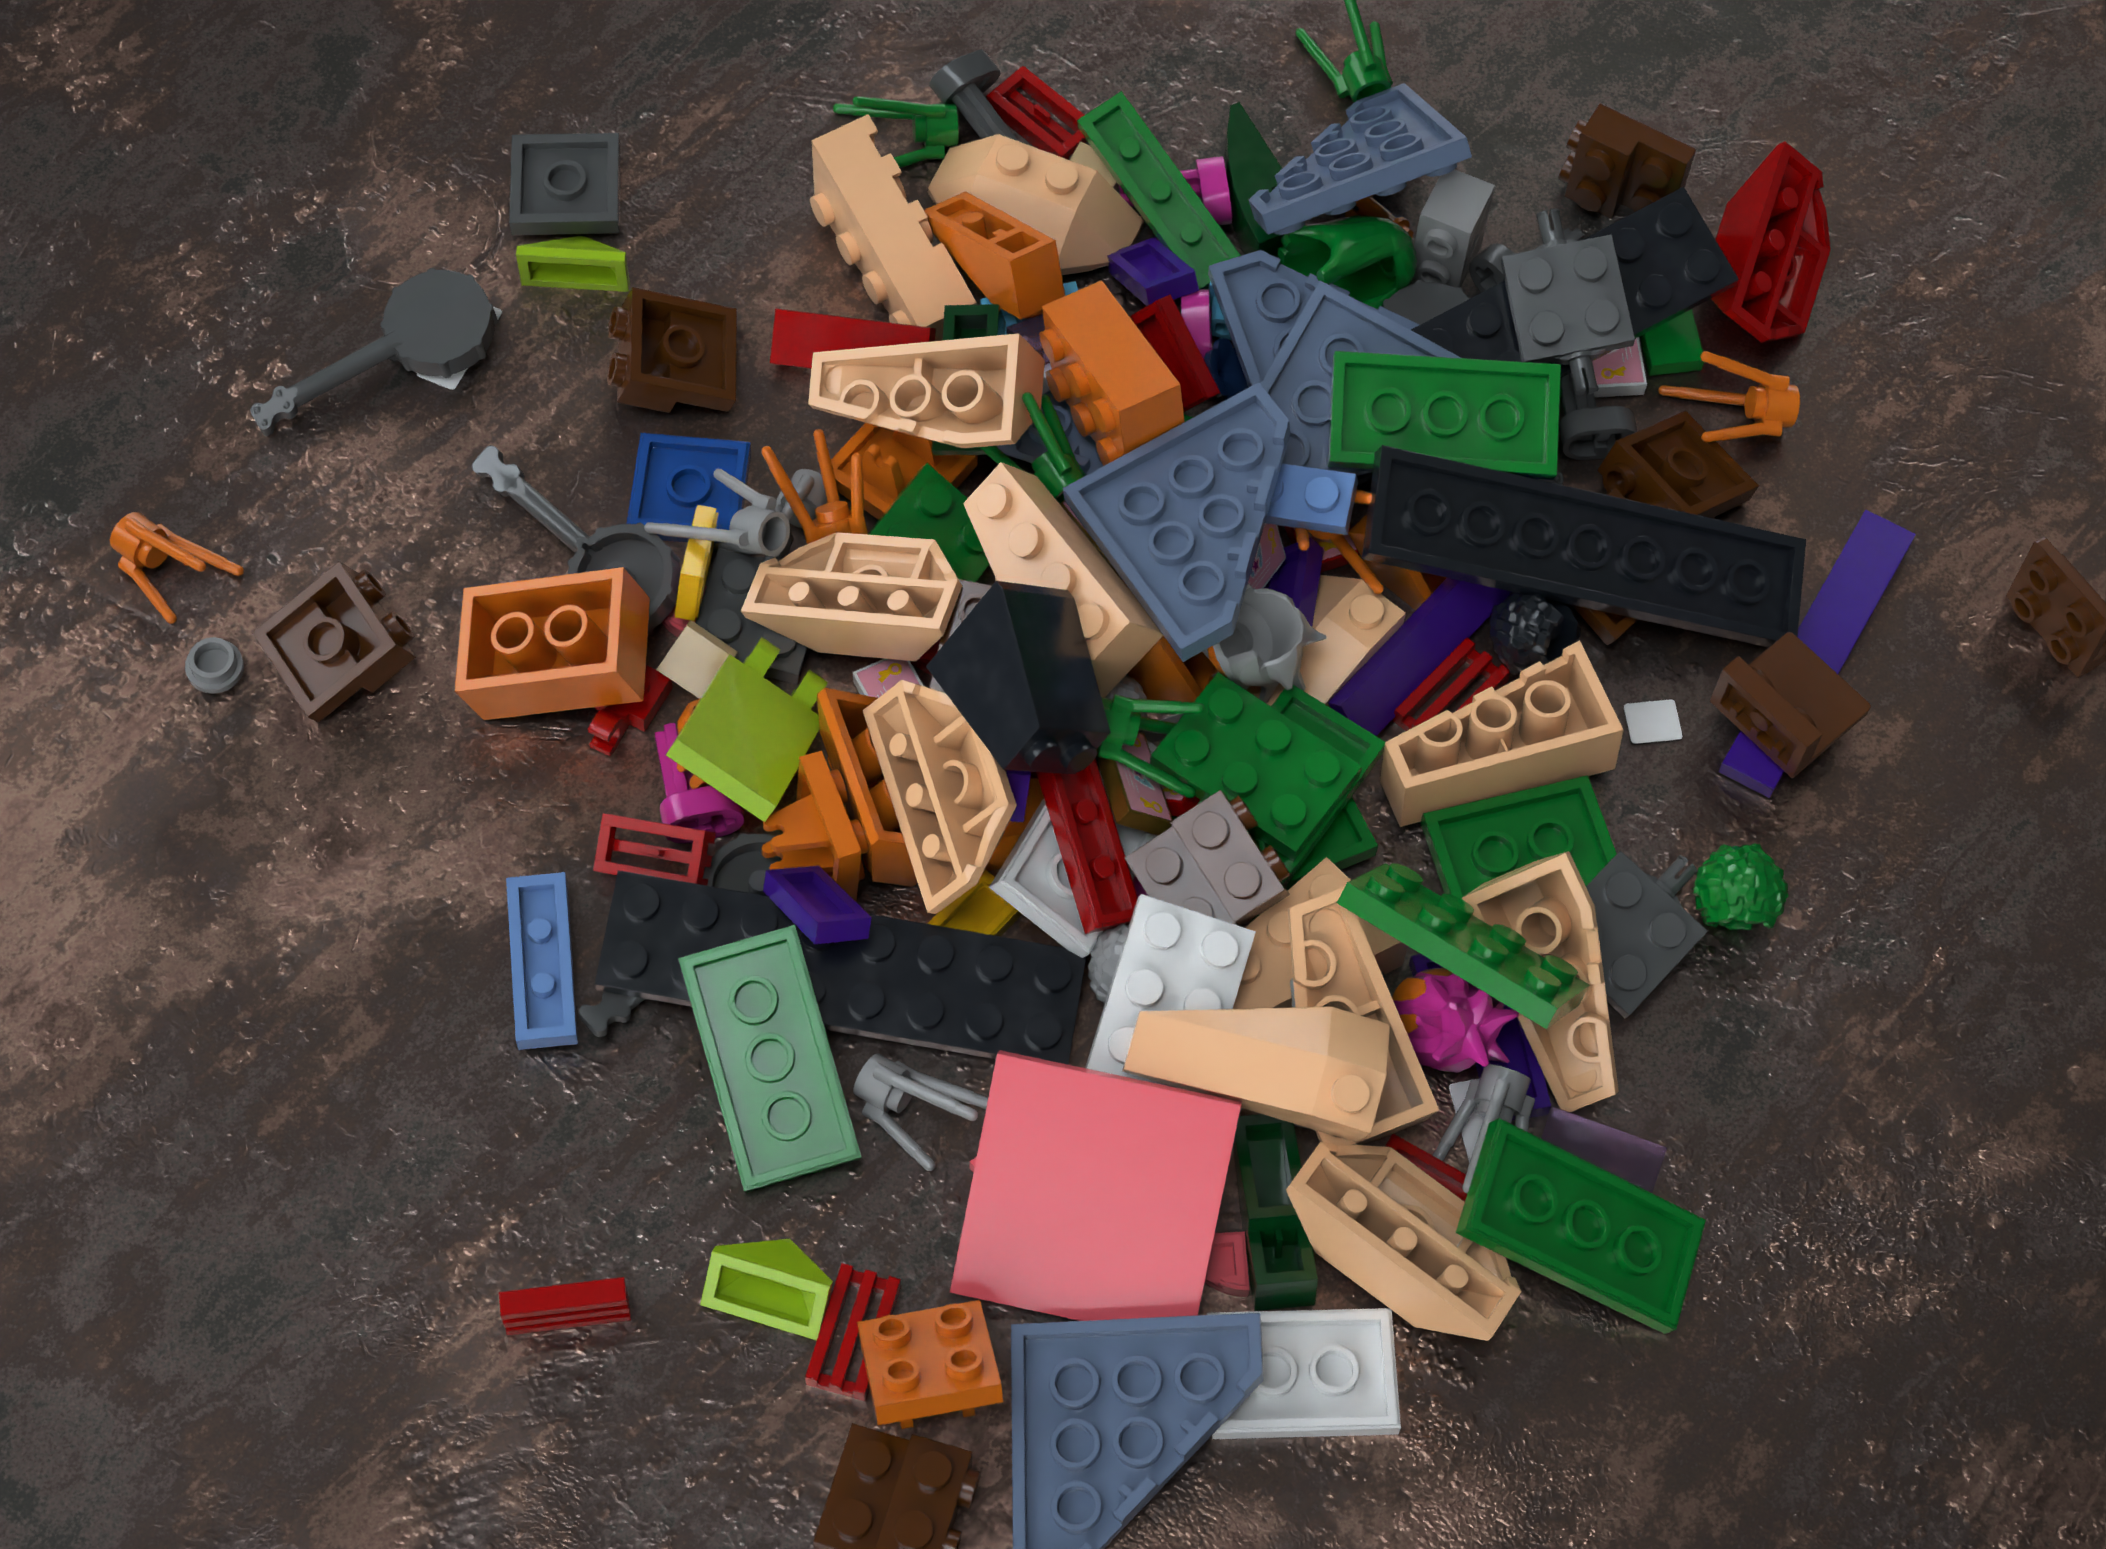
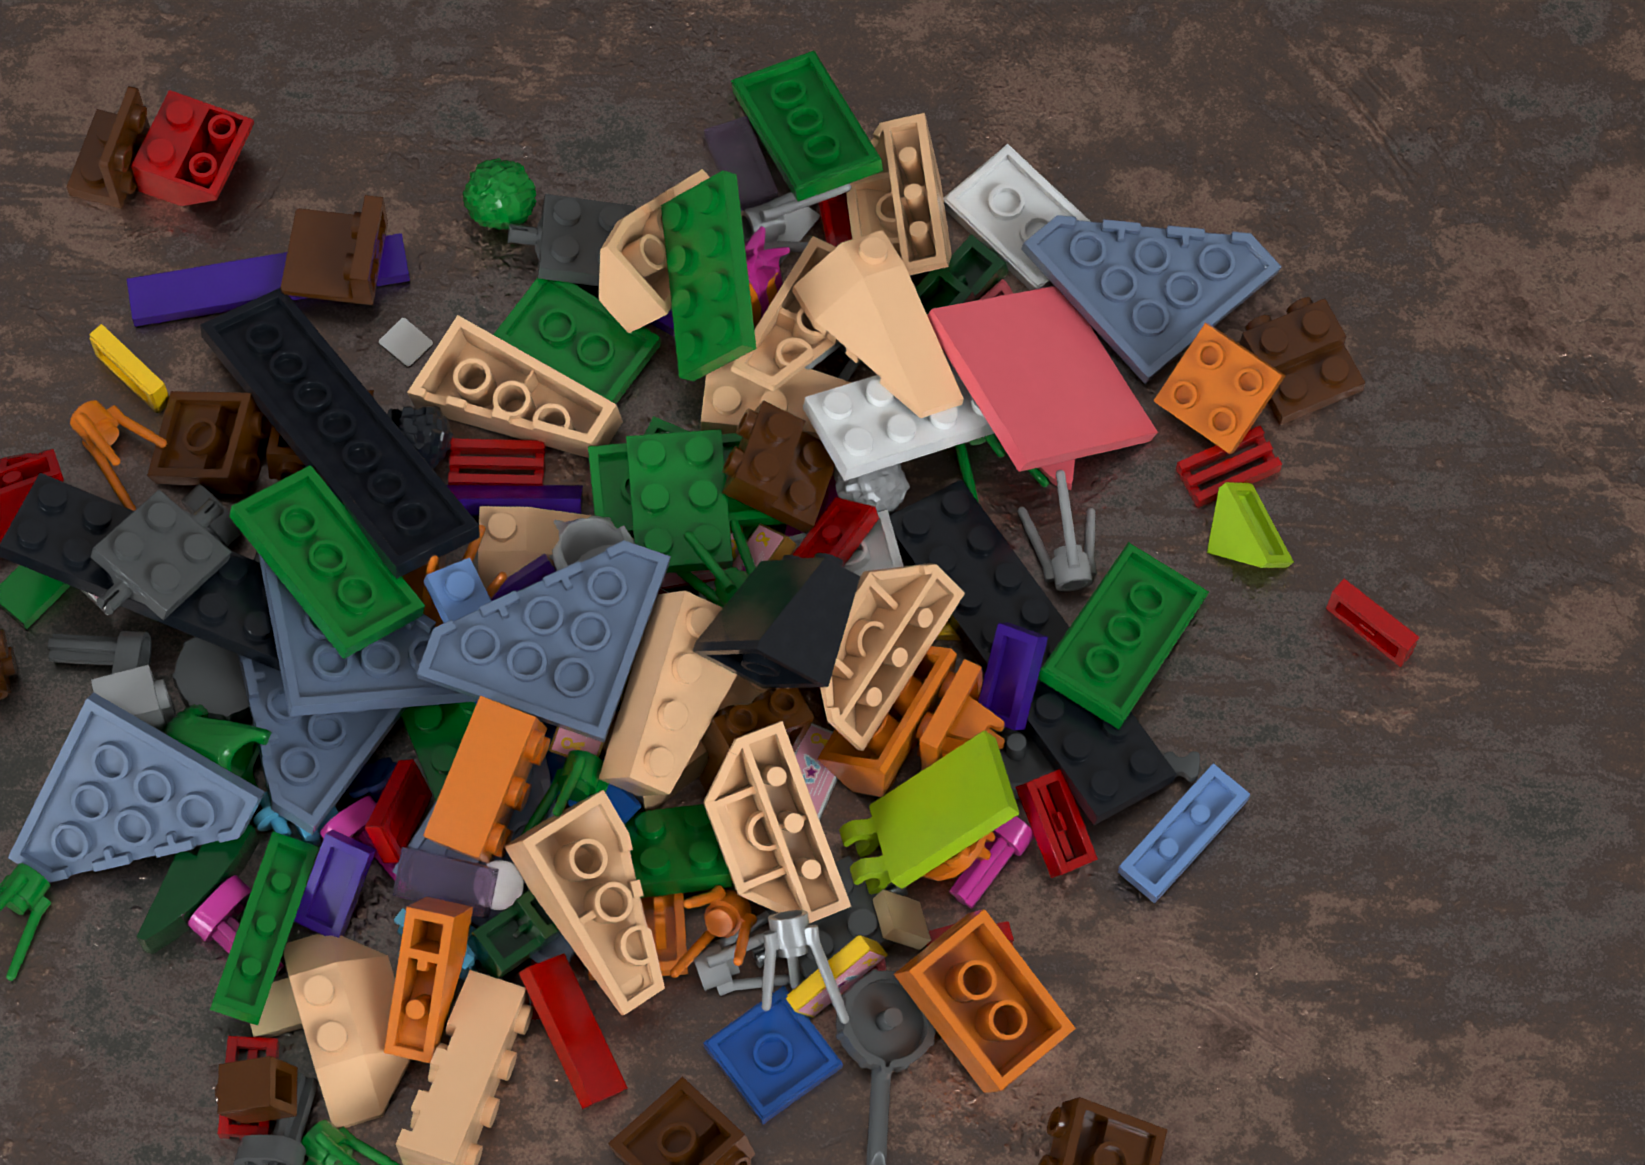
camera: 130 degrees left, 5 degrees up
(1021, 88) = (257, 1090): none -> reddish brown brick
(1812, 469) = (129, 369): none -> yellow tile
(2018, 664) = (189, 150): none -> red slope

